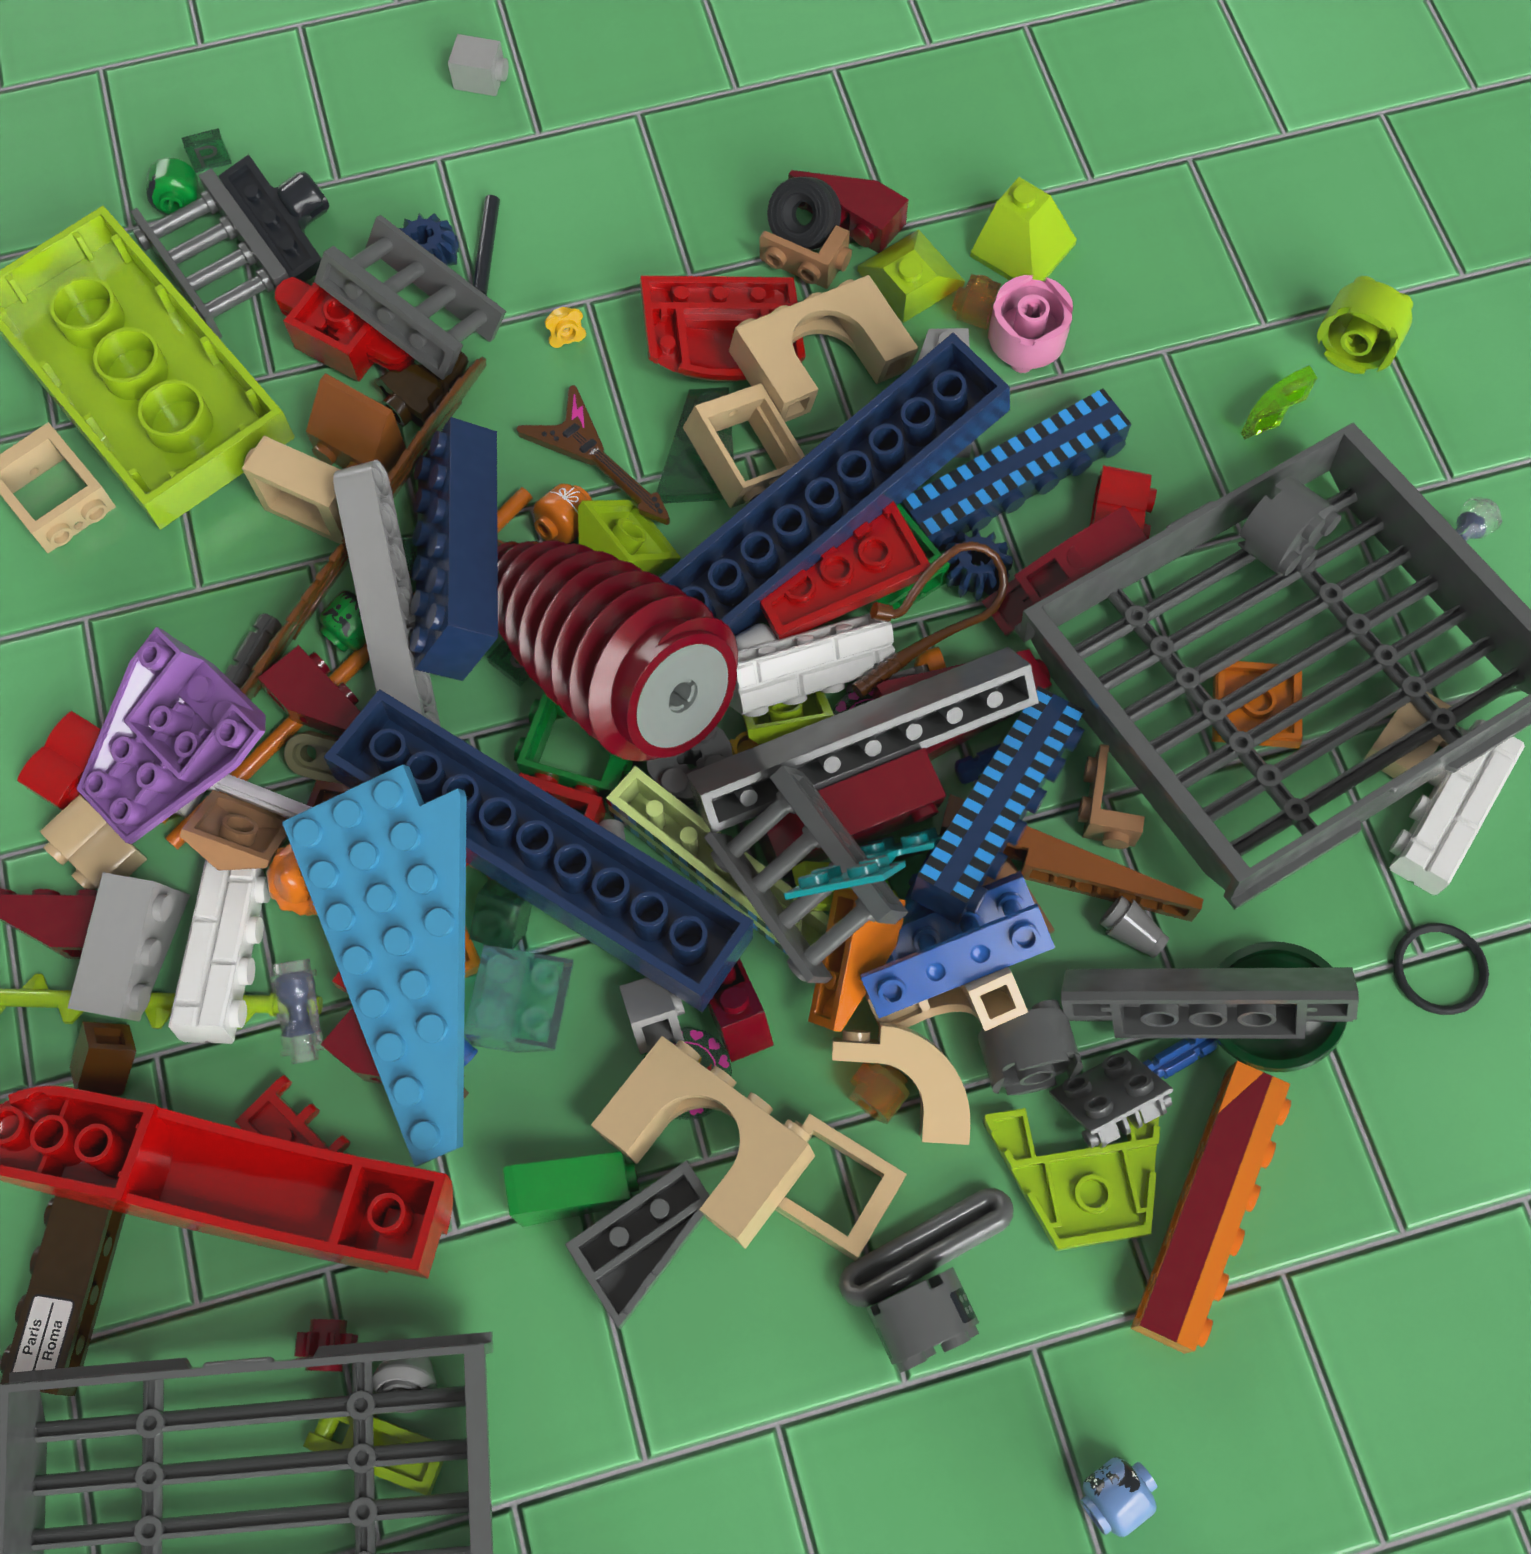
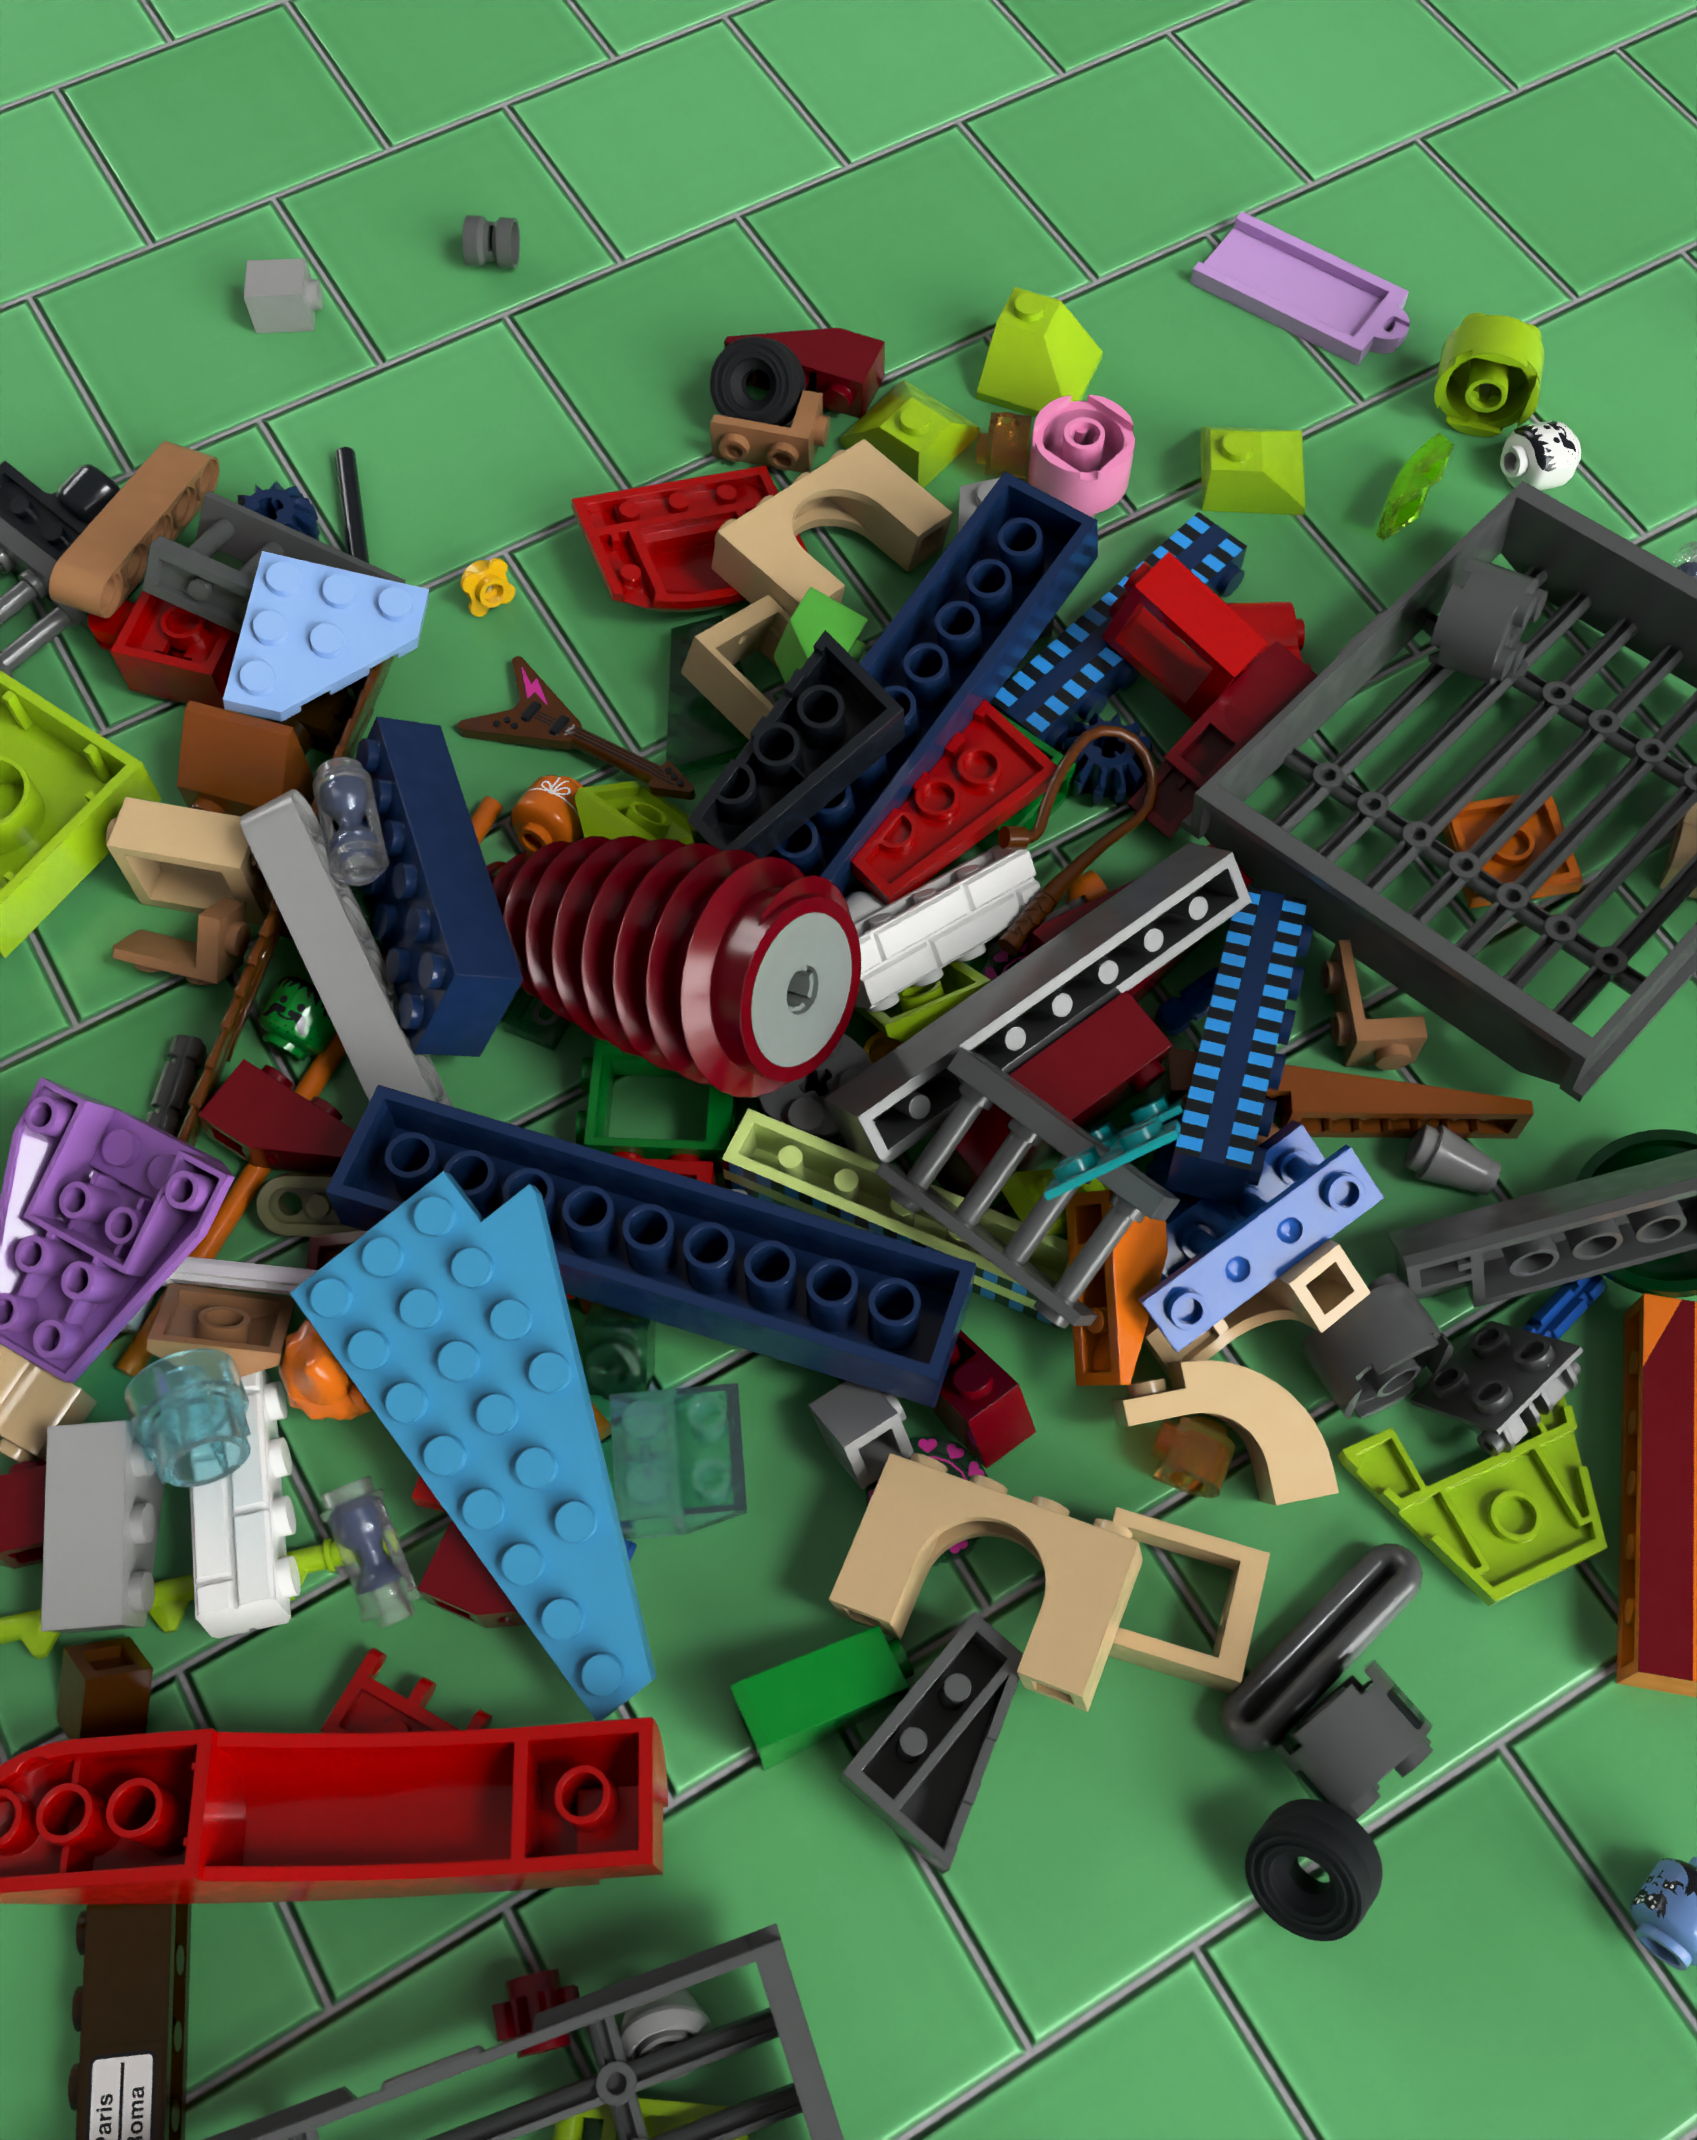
camera: 15 degrees left, 5 degrees down
(197, 889) = (191, 1416): none -> clear light blue piece
(295, 562) = (217, 954): none -> medium nougat bracket
(333, 220) = (114, 548): none -> medium nougat beam
(411, 473) = (346, 796): none -> clear piece
(425, 343) = (316, 633): none -> light blue plate
(641, 53) = (491, 241): none -> dark grey wheel
(737, 519) = (801, 755): none -> black wedge
(781, 434) = (806, 625): none -> bright green slope
(887, 1387) = (1294, 1897): none -> black tyre
(1052, 485) = (1197, 619): none -> red window
(1161, 360) = (1252, 470): none -> lime slope
(1249, 223) = (1305, 290): none -> lavender piece
(1385, 400) = (1540, 455): none -> white head

